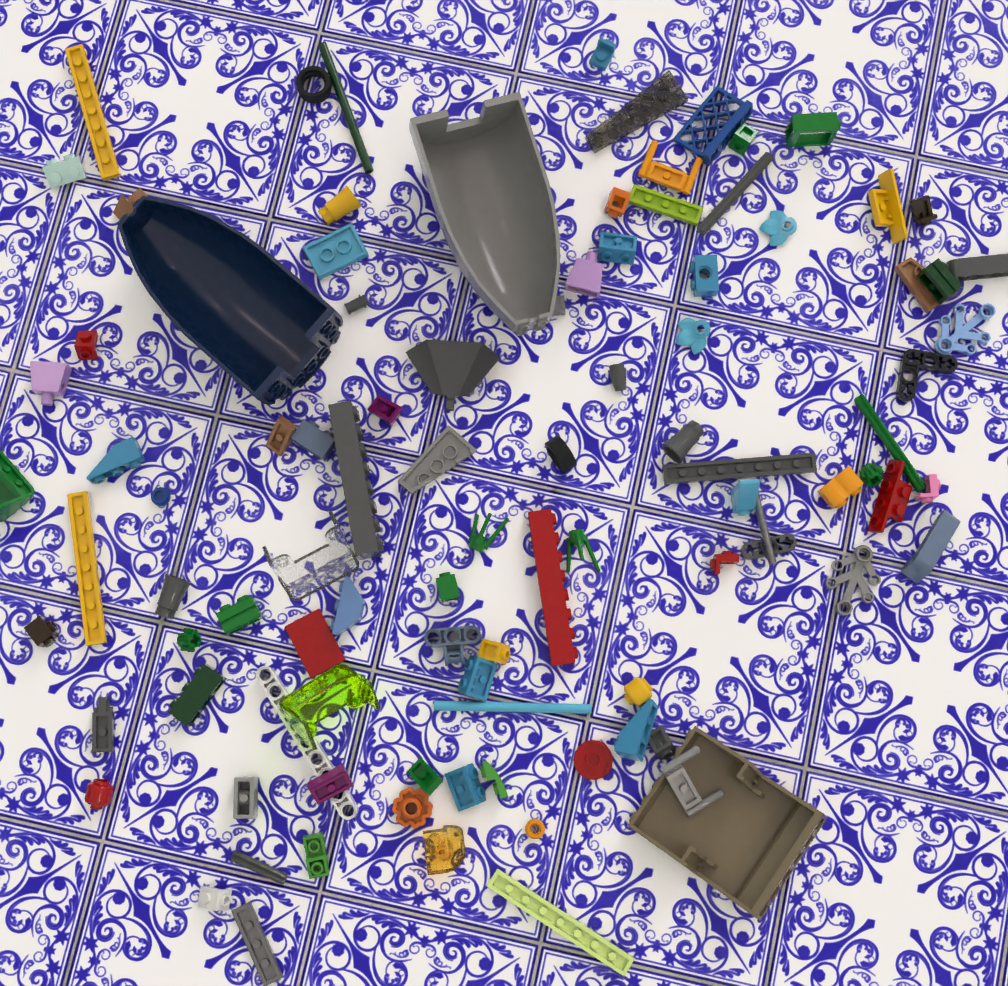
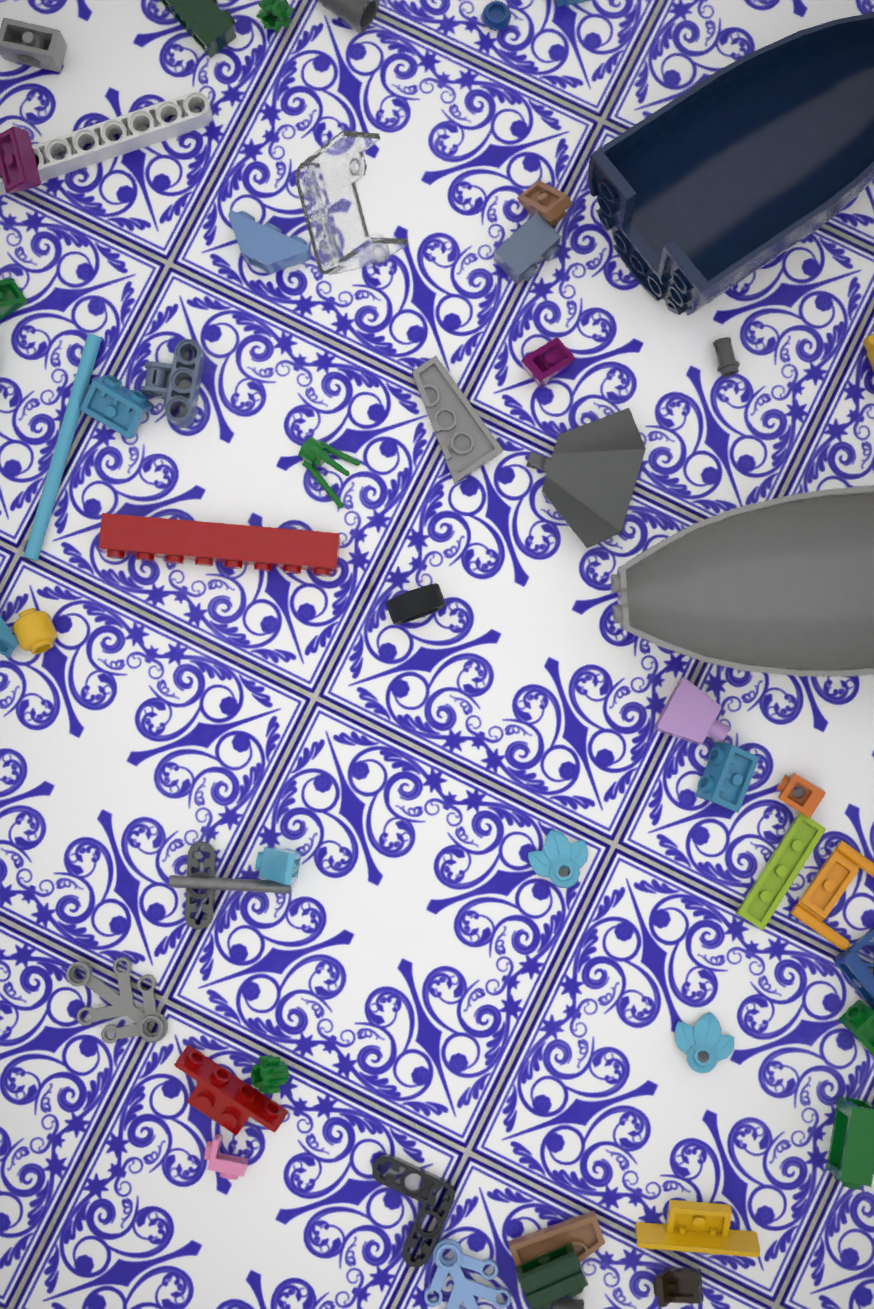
camera: 100 degrees right, 5 degrees up
(239, 615) = (293, 89): green brick -> none
(315, 643) = (227, 185): red tile -> none
(324, 697) = (140, 173): clear neon green windscreen -> none
(335, 251) = (818, 345): medium azure tile -> none
(355, 480) = (448, 291): dark grey brick -> none
(447, 587) = (258, 393): green brick -> none
(494, 651) = (147, 438): yellow bracket -> none
(559, 308) = (654, 659): flat silver tile -> none
(578, 539) = (283, 599): green plant -> none
(618, 376) = (520, 725): dark grey cone -> none
(683, 441) = (393, 797): dark grey plant -> none
(708, 265) = (664, 912): dark azure brick -> none
(726, 557) = (198, 816): red bracket -> none
(735, 193) = (777, 989): dark grey axle -> none
(739, 468) = (330, 874): dark grey plate -> none
(841, 487) = (261, 1021): light orange brick -> none
(889, 442) = (314, 1120): green axle -> none
(931, 547) = (134, 1137): sand blue beam -> none

